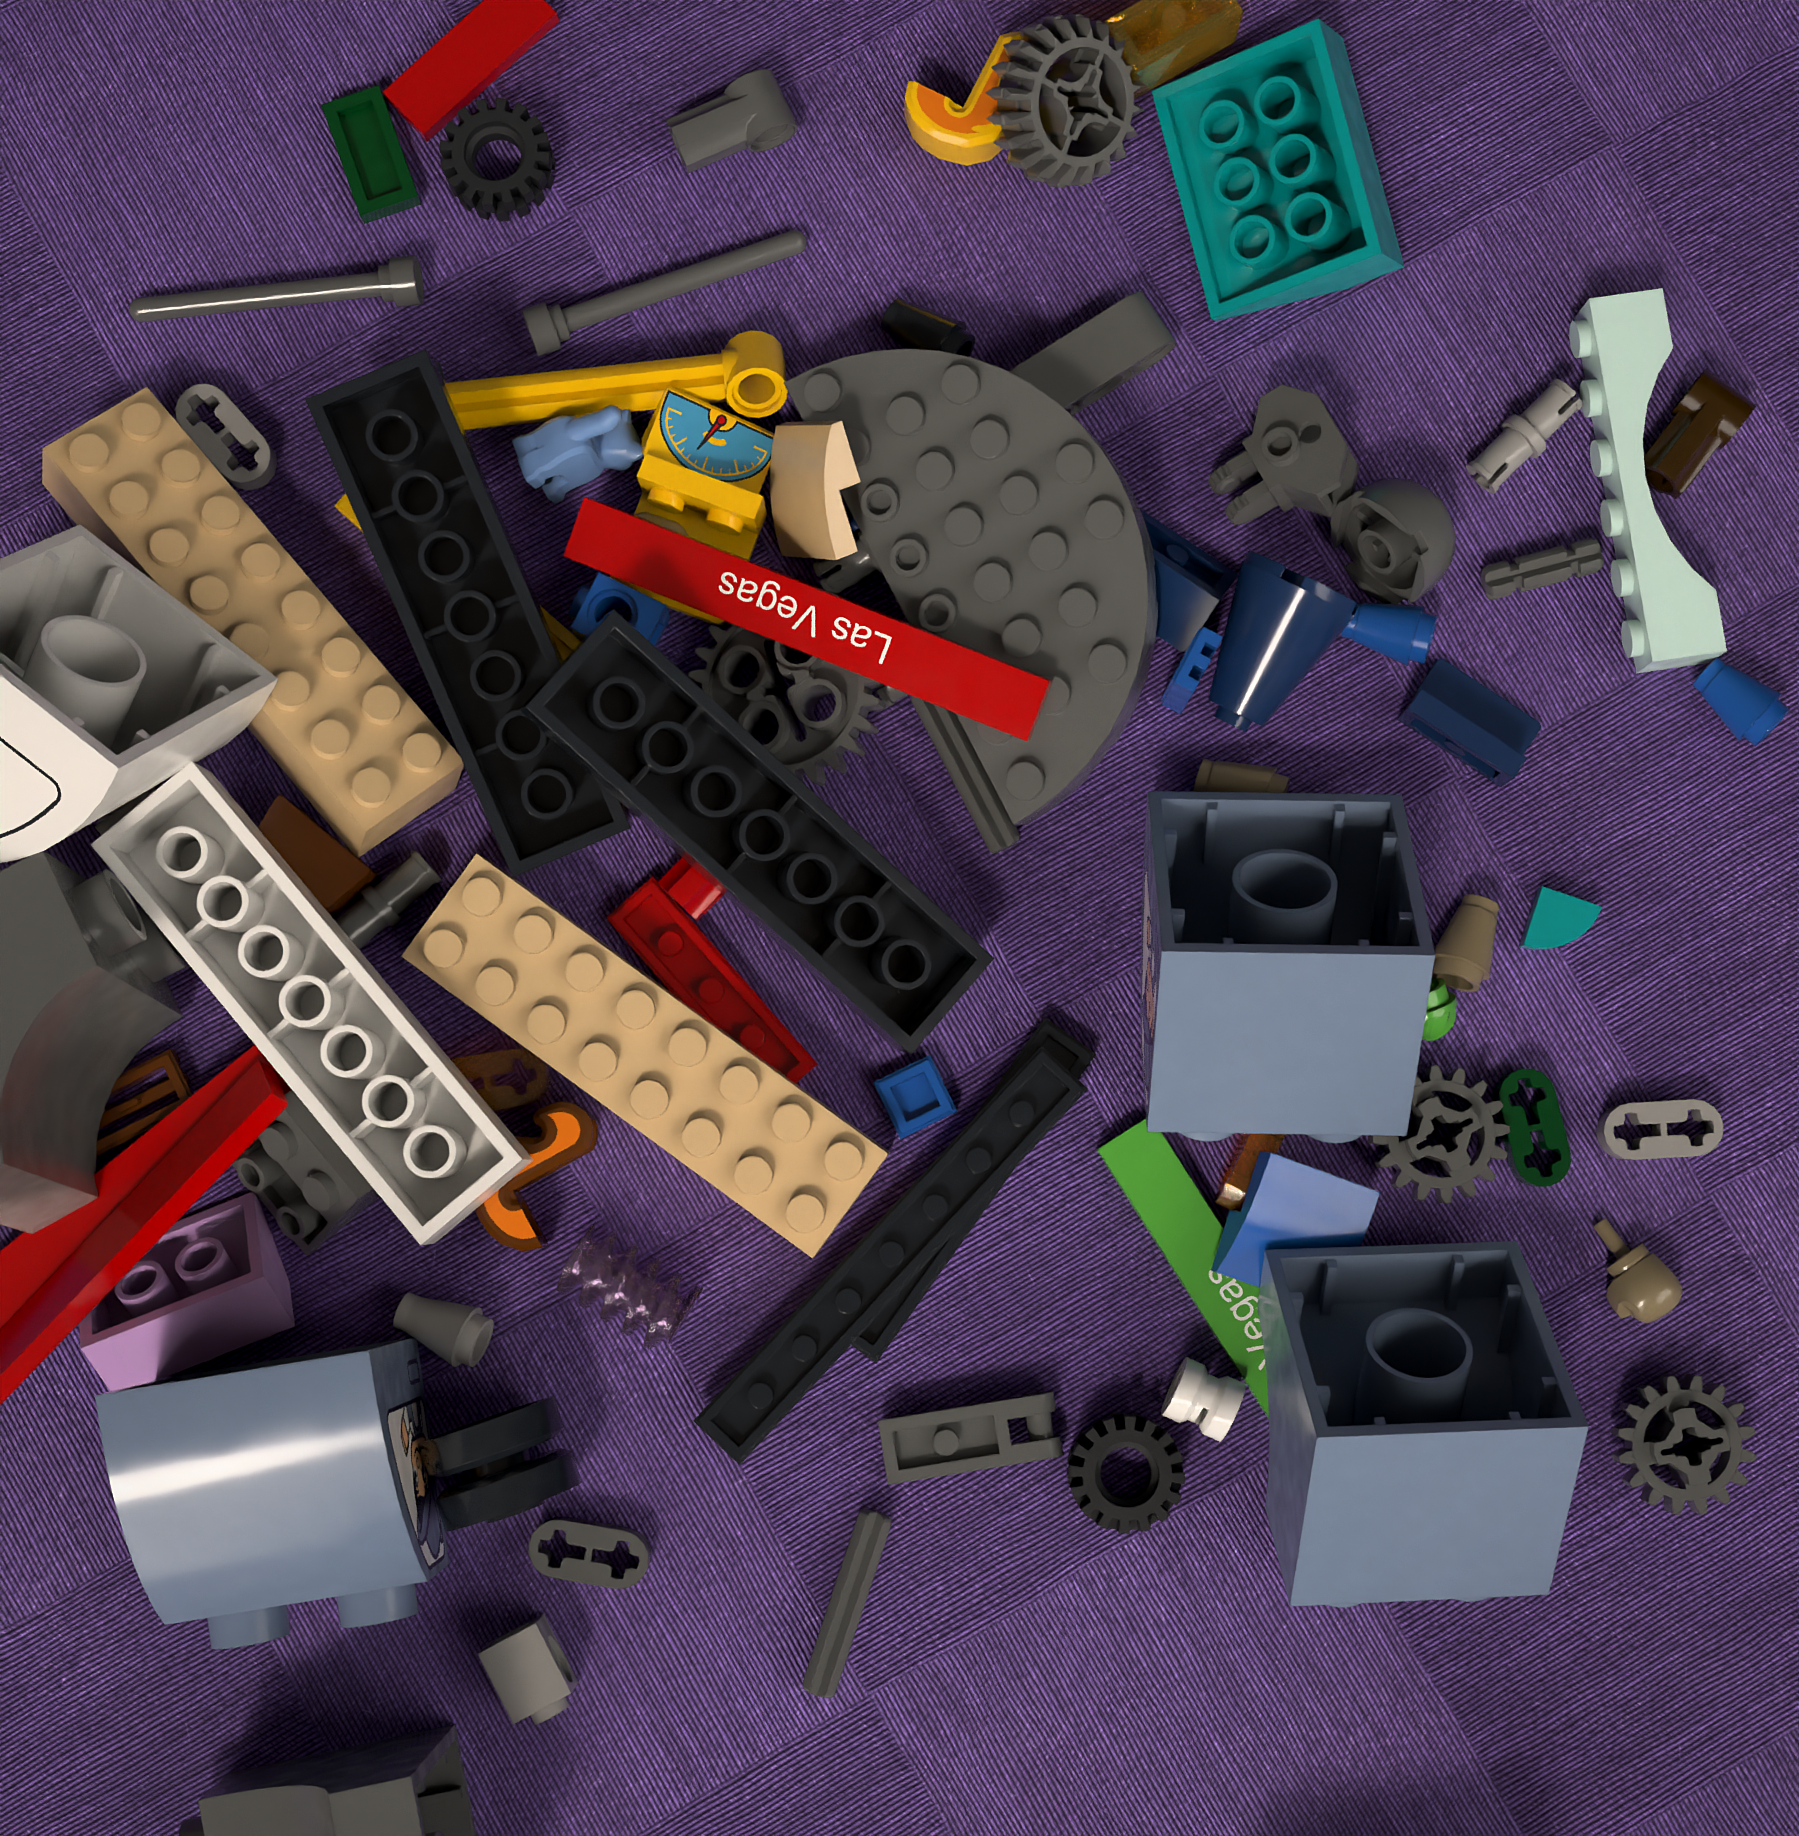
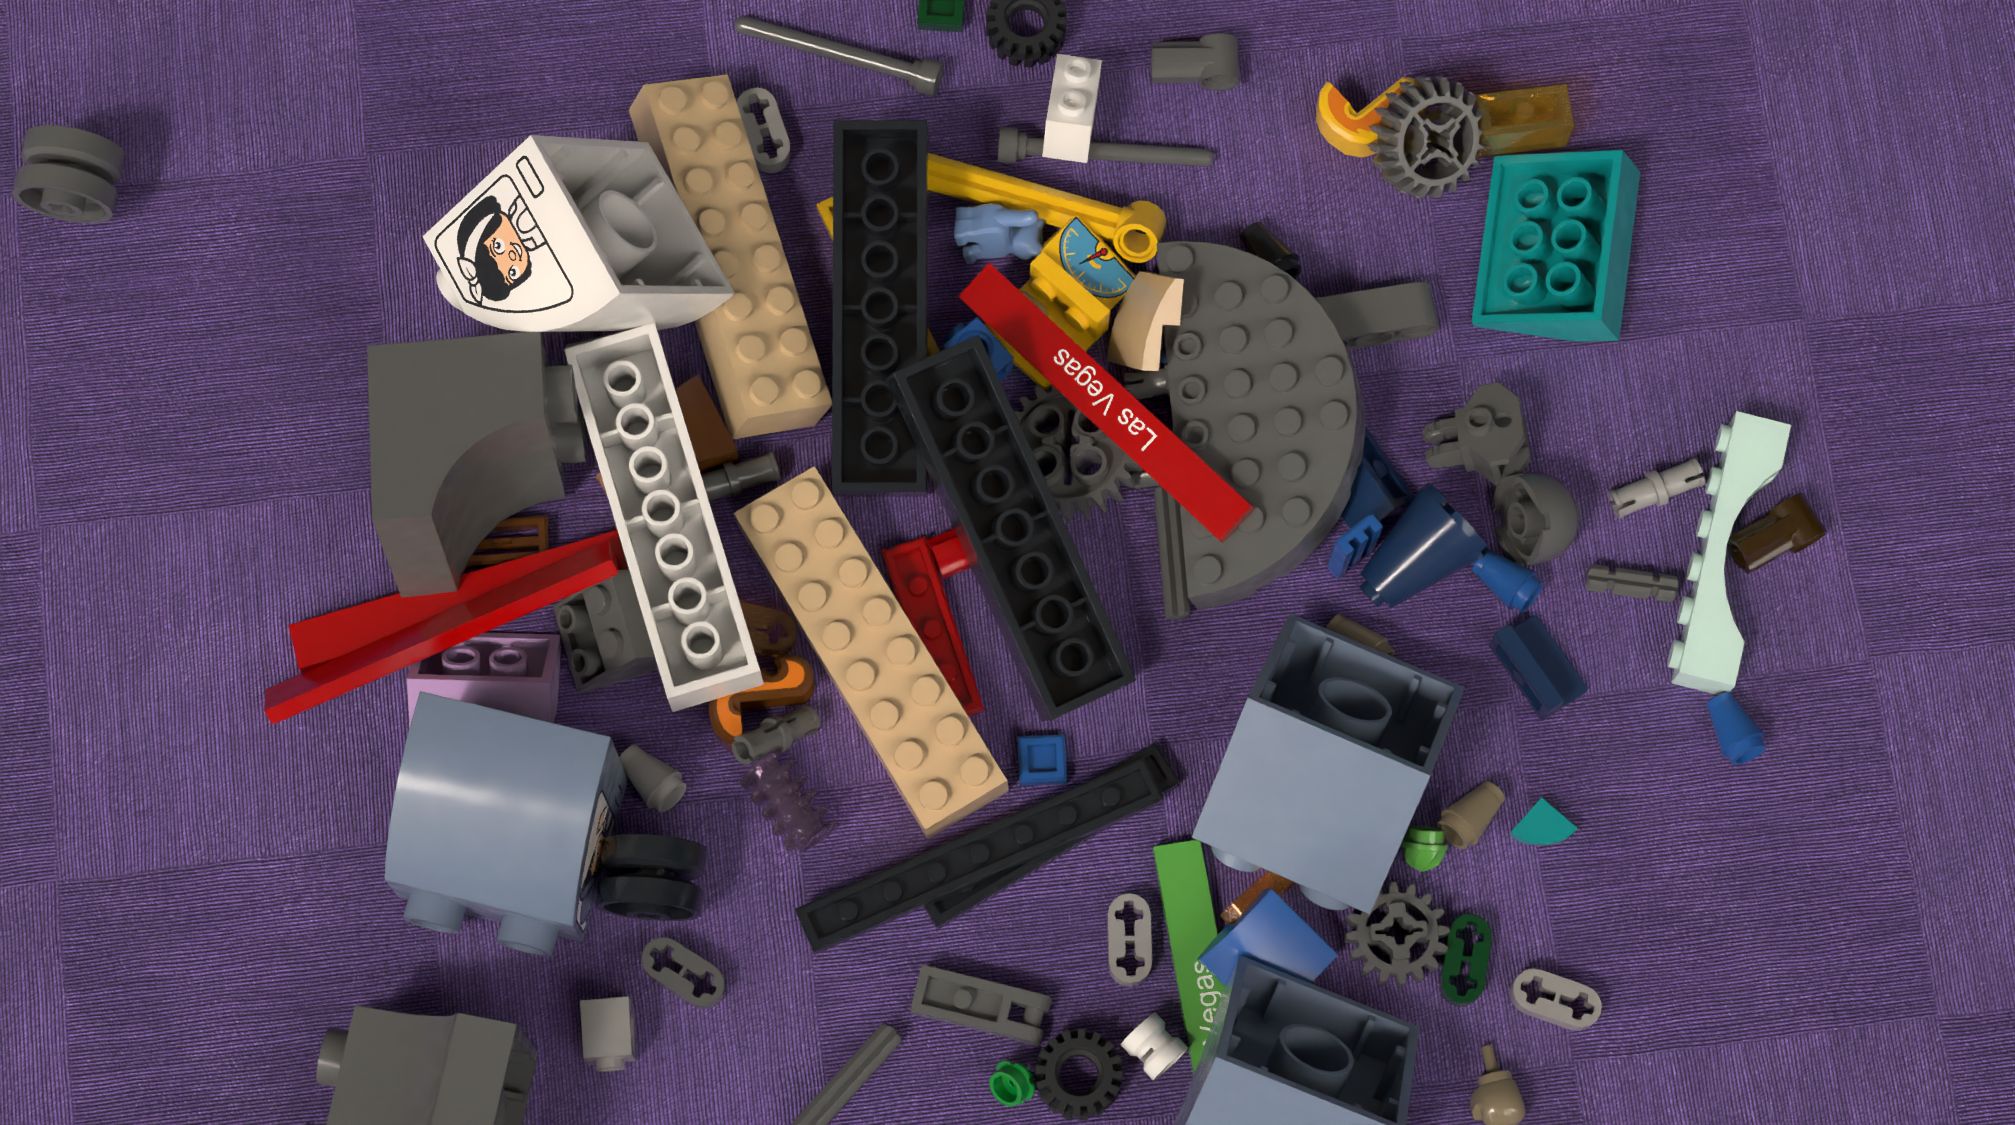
camera: 20 degrees right, 10 degrees down
(575, 1213) = (775, 733): none -> dark grey pin
(602, 249) = (1071, 108): none -> white brick
(1050, 1518) = (1012, 1083): none -> green plate
(1130, 1270) = (1141, 940): none -> light grey beam

